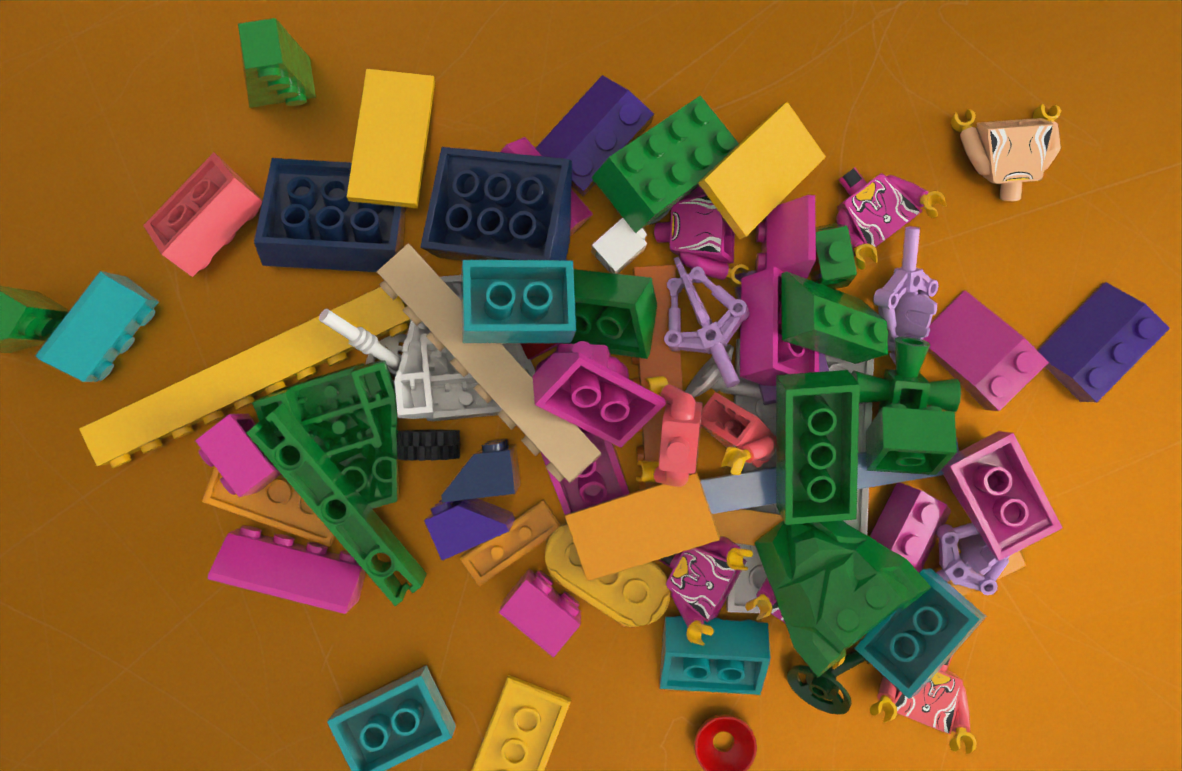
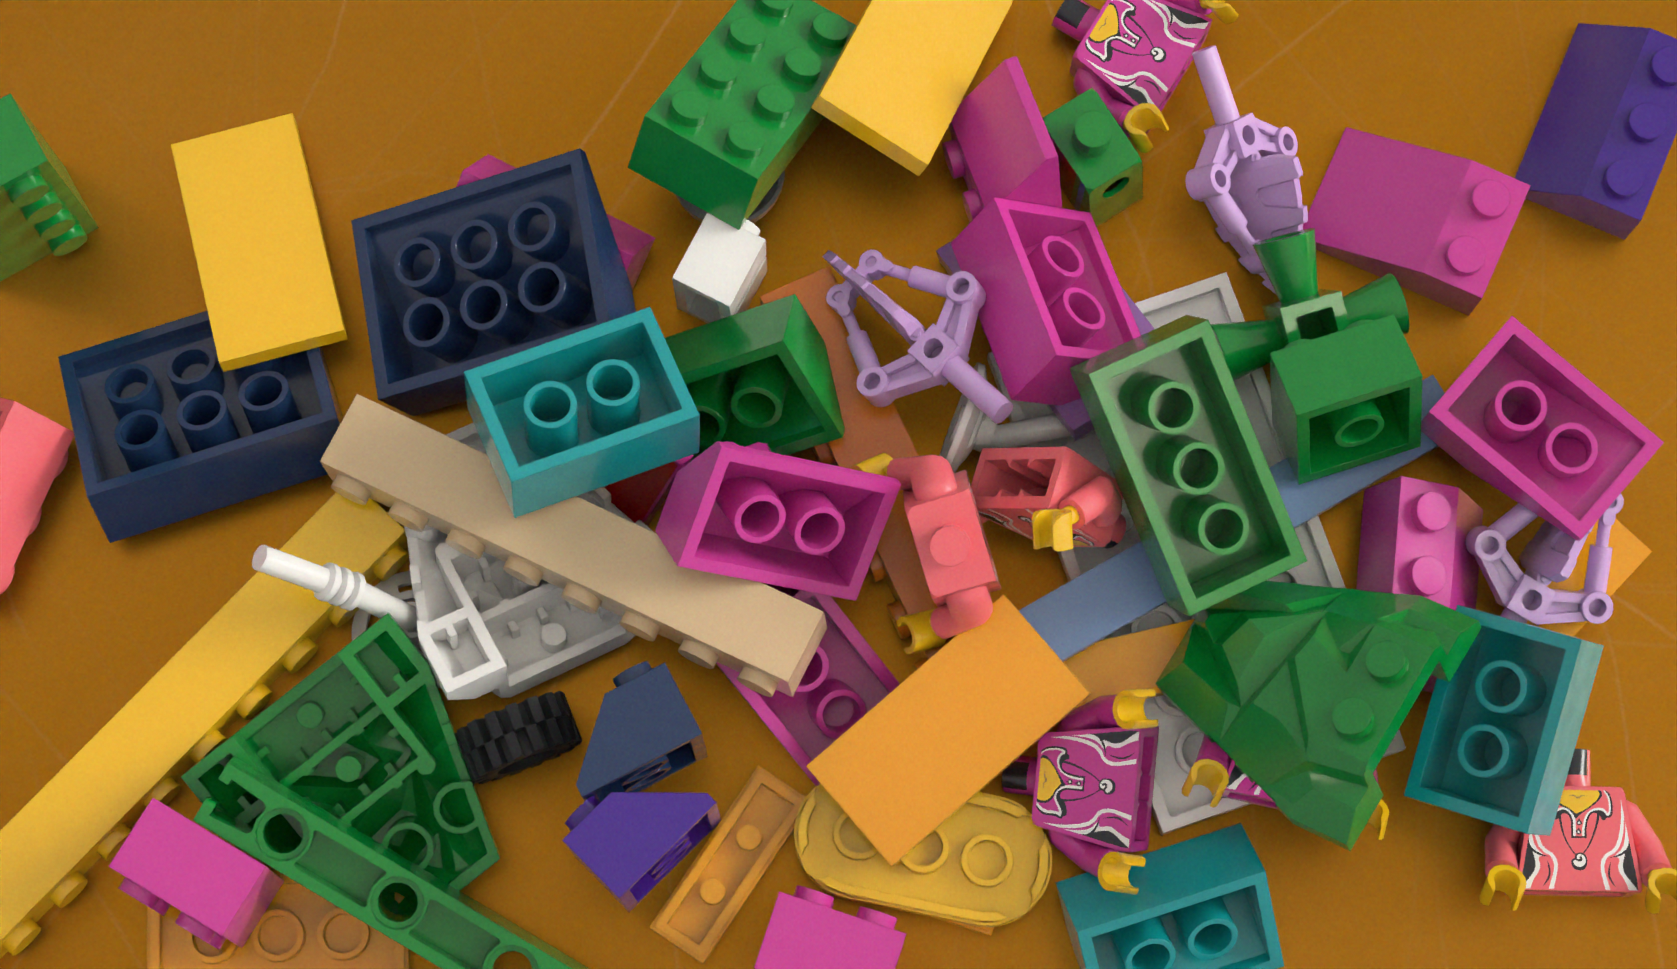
camera: 20 degrees left, 10 degrees down
(596, 129) = (602, 89): dark purple slope -> none
(701, 237) = (855, 202): dark pink torso -> none
(824, 686) = (1383, 886): dark green dish -> none
(831, 321) = (1131, 256): green slope -> none

